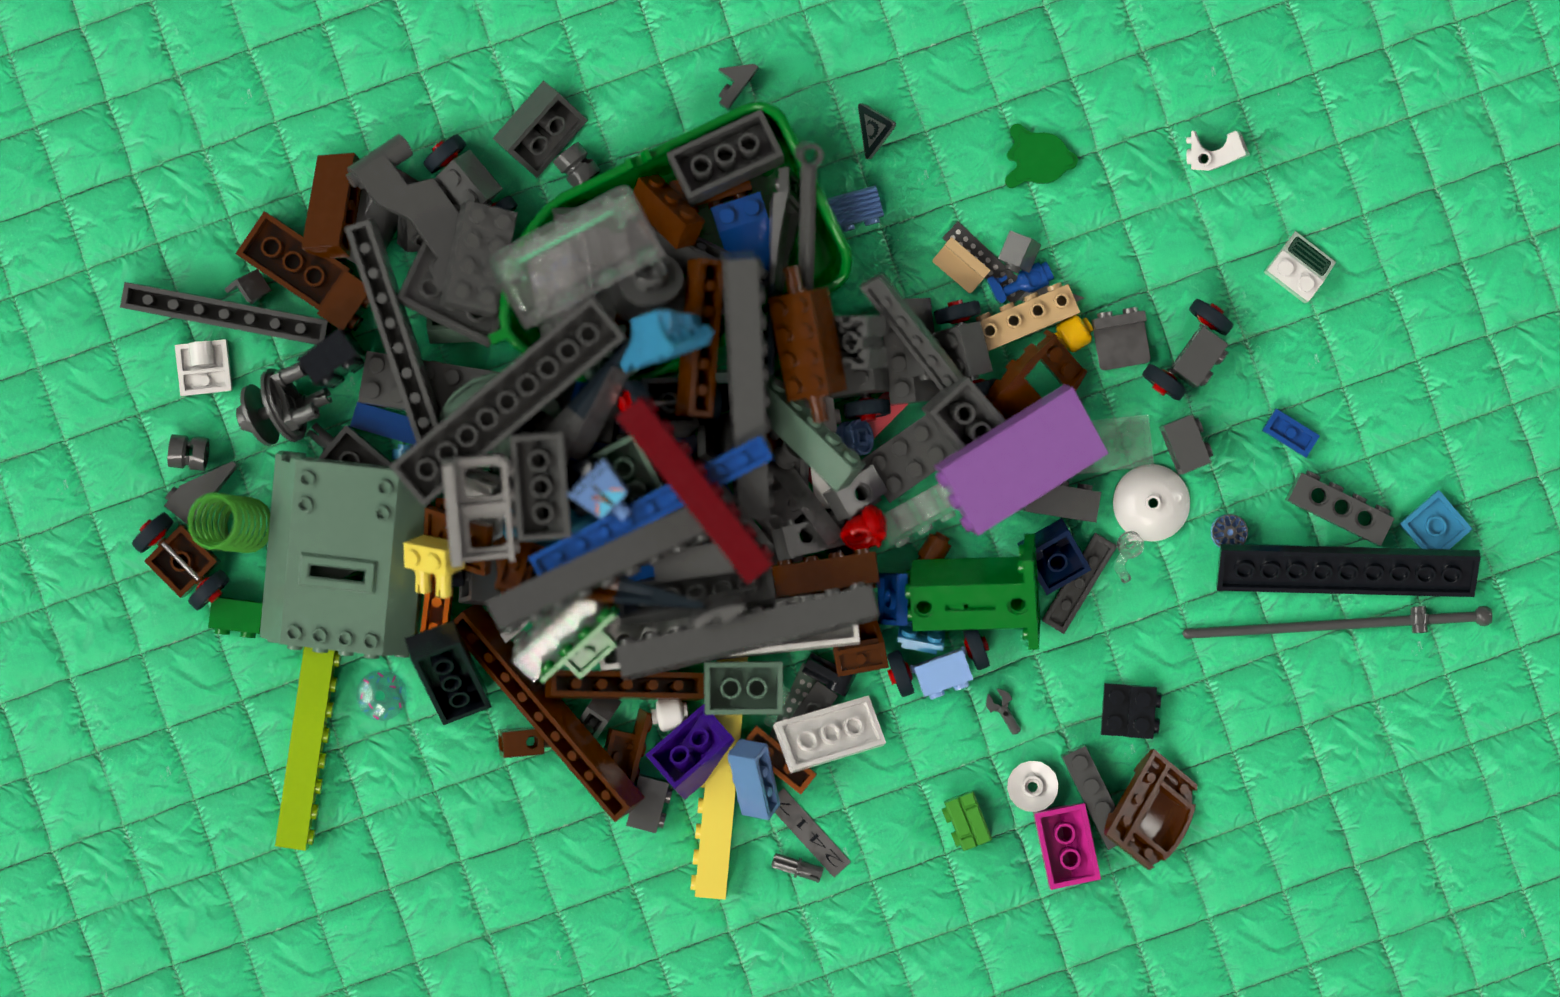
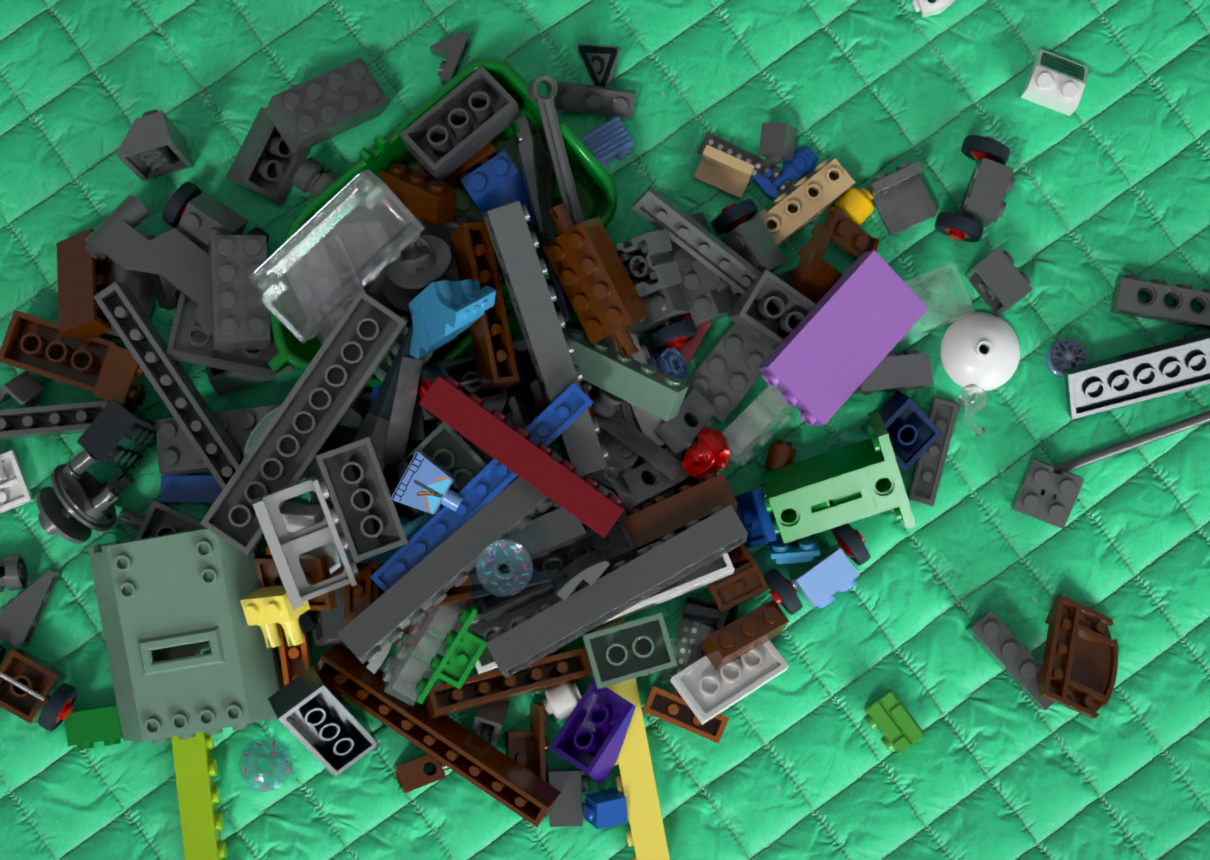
camera: 20 degrees left, 5 degrees down
(224, 540) = (61, 651): bright green piece -> none
(437, 96) = (154, 147): none -> dark grey slope
(606, 100) = (326, 106): none -> dark grey brick
(664, 580) = (506, 553): none -> clear light blue dish
(681, 823) = (605, 808): none -> blue brick
(754, 779) = (666, 741): medium blue brick -> none
(797, 867) = (735, 819): dark grey axle -> none
(810, 834) = (736, 780): flat silver sticker -> none
(853, 703) = (744, 634): none -> reddish brown brick
(859, 161) = (594, 100): none -> dark grey plate
(1004, 710) = (896, 600): dark grey bar -> none
(1038, 156) = (768, 47): green tile -> none
(1041, 775) = (961, 662): white dish -> none
(1066, 845) = (1001, 718): dark pink slope -> none
(1130, 711) = (1022, 564): black plate -> none
(1163, 664) = (1041, 479): none -> dark grey piece
(1290, 433) = (1096, 243): blue plate -> none

